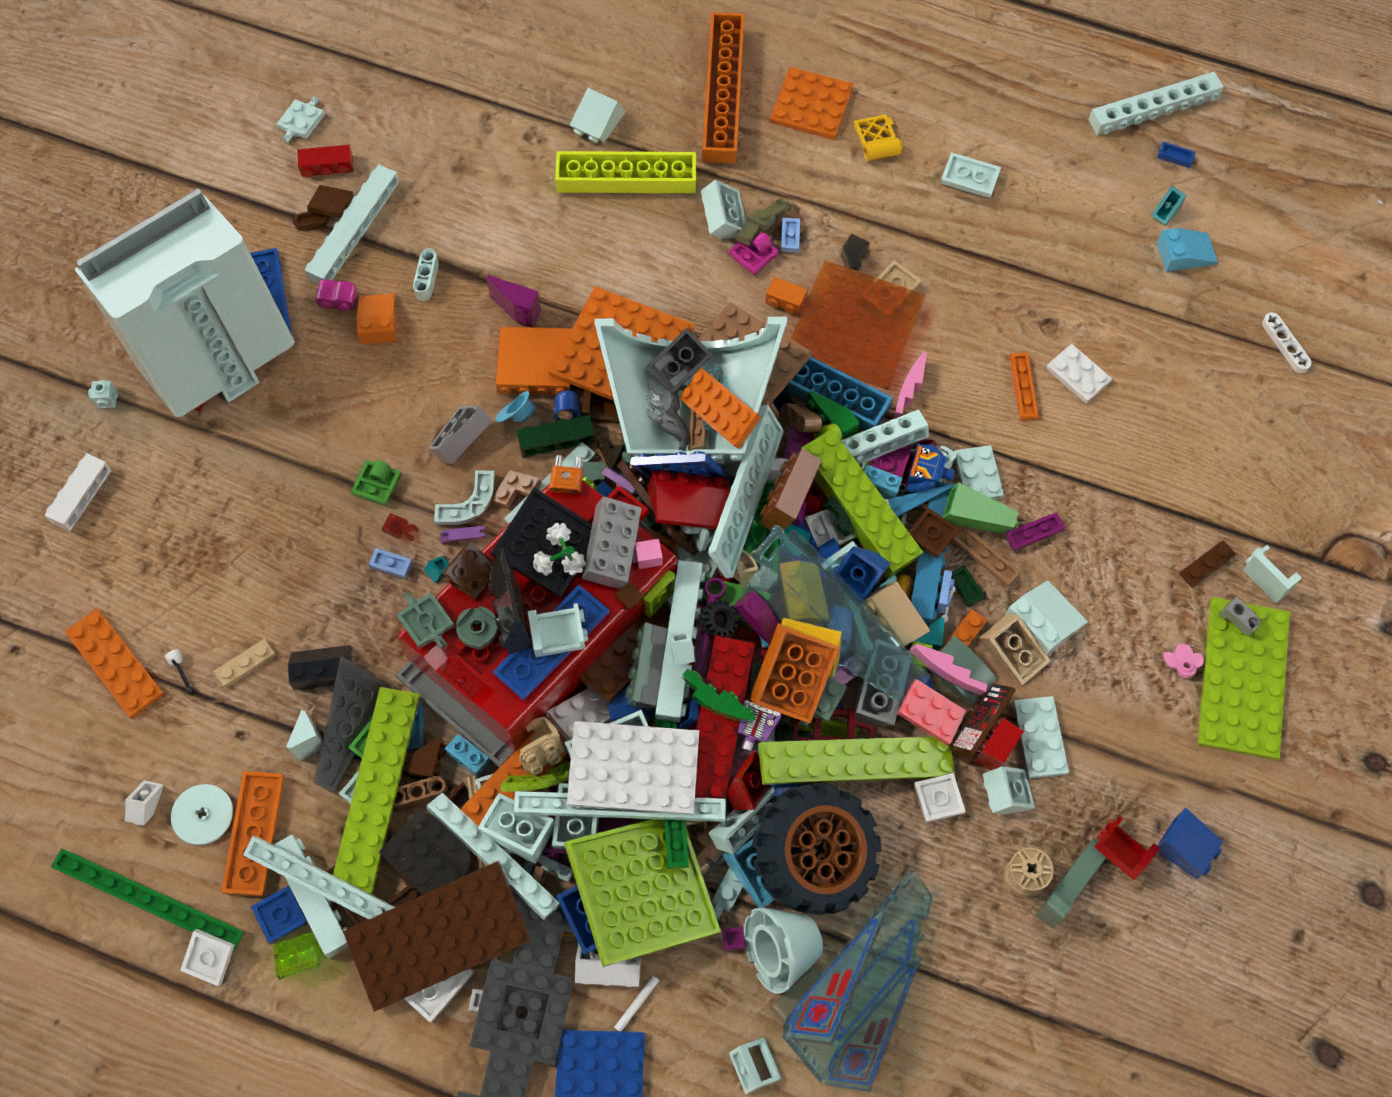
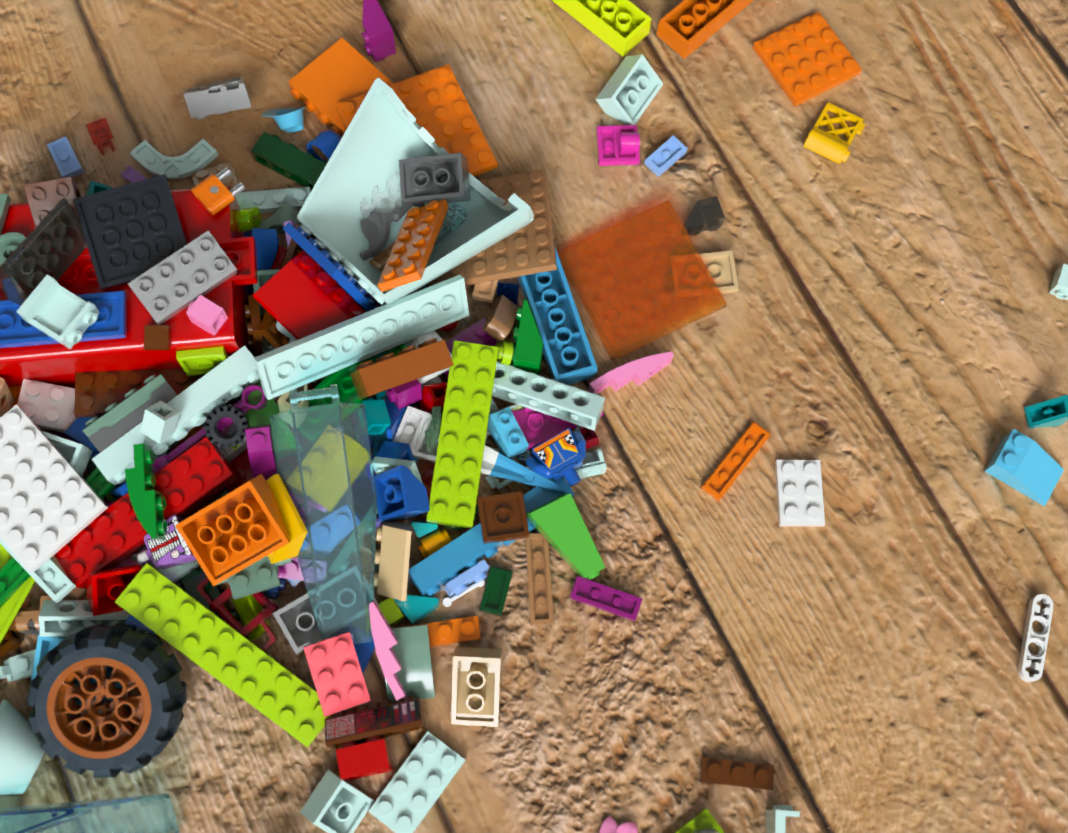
camera: 40 degrees right, 5 degrees up
(376, 482) = (122, 85): bright green plate -> none
(573, 561) = (106, 245): white plant -> none
(761, 220) = (651, 123): olive plate -> none
(786, 296) = (604, 204): orange brick -> none
(939, 798) = (273, 754): white plate -> none
(970, 175) = (885, 233): light aqua plate -> none
(979, 471) = (612, 502): light aqua plate -> none
(1048, 616) = (536, 684): light aqua slope -> none

